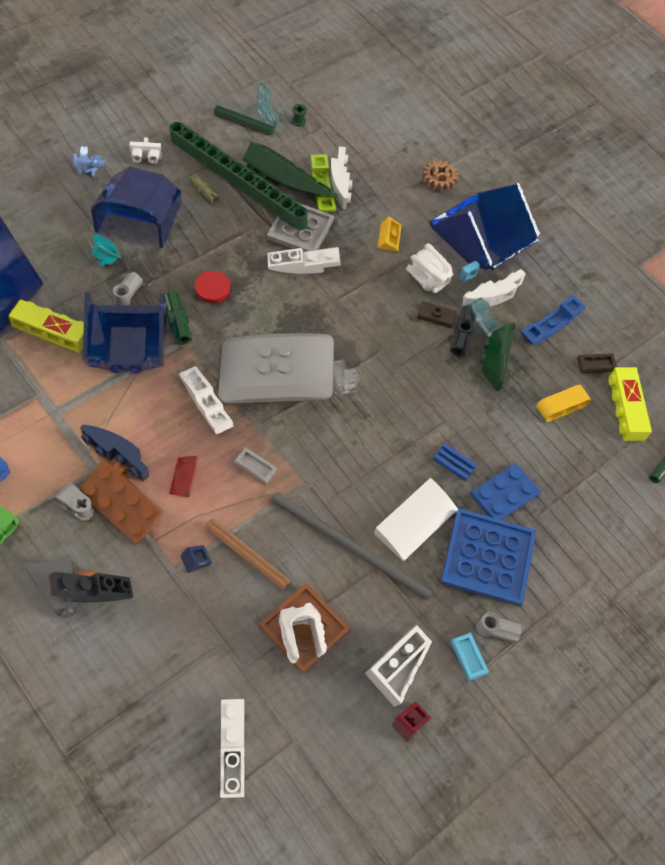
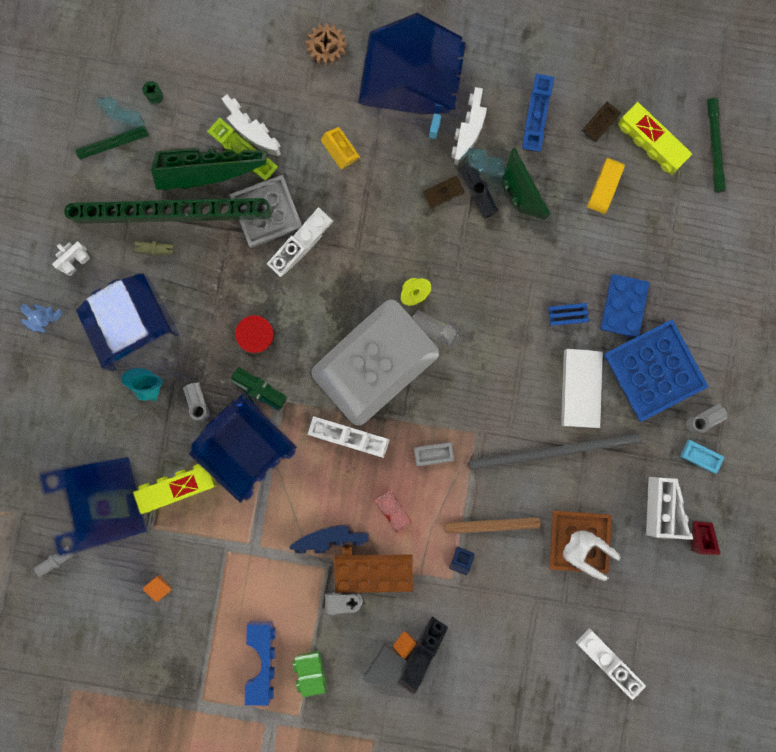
camera: 30 degrees left, 25 degrees up
(352, 357) = (415, 291): none -> neon yellow piece
(430, 269) = (407, 158): white piece -> none

